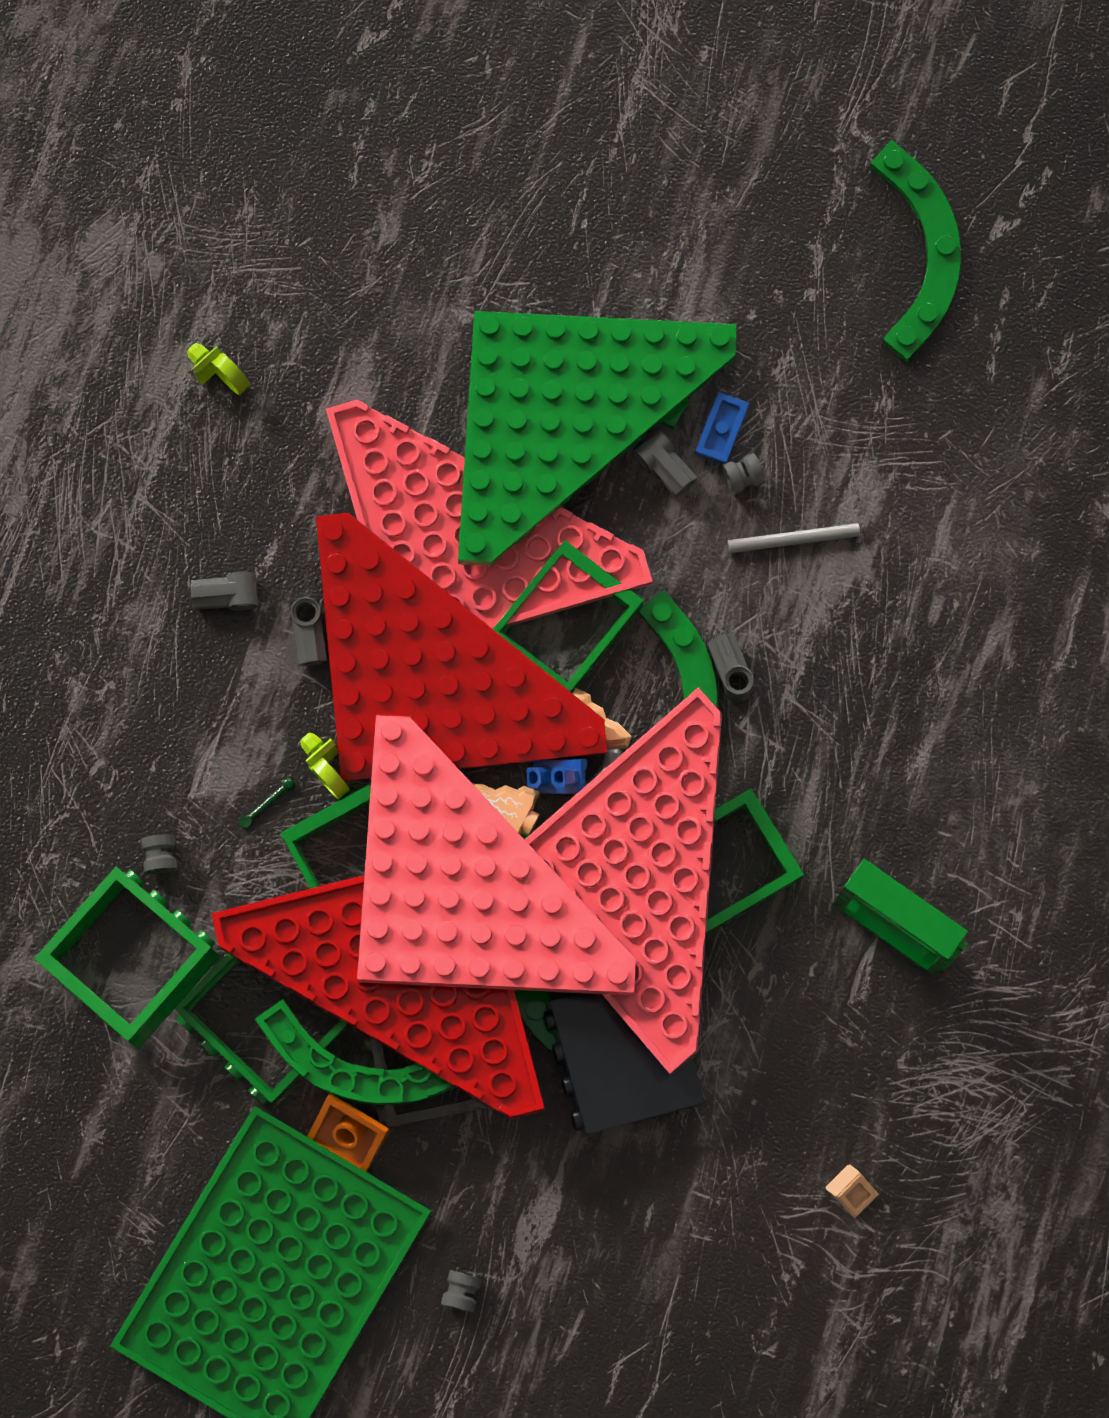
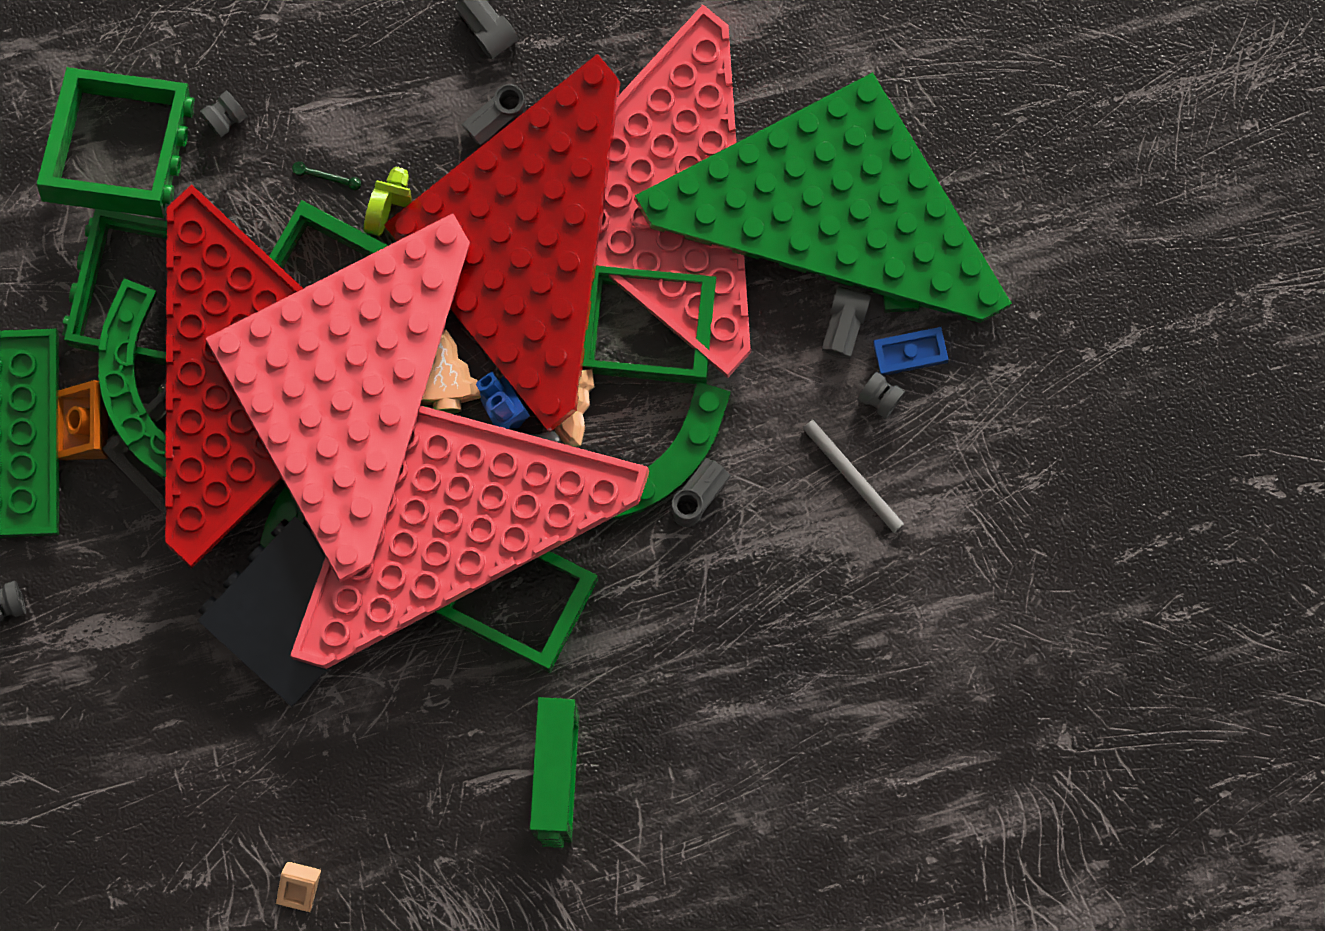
camera: 60 degrees right, 0 degrees up
(941, 246) = (1207, 444): green plate -> none

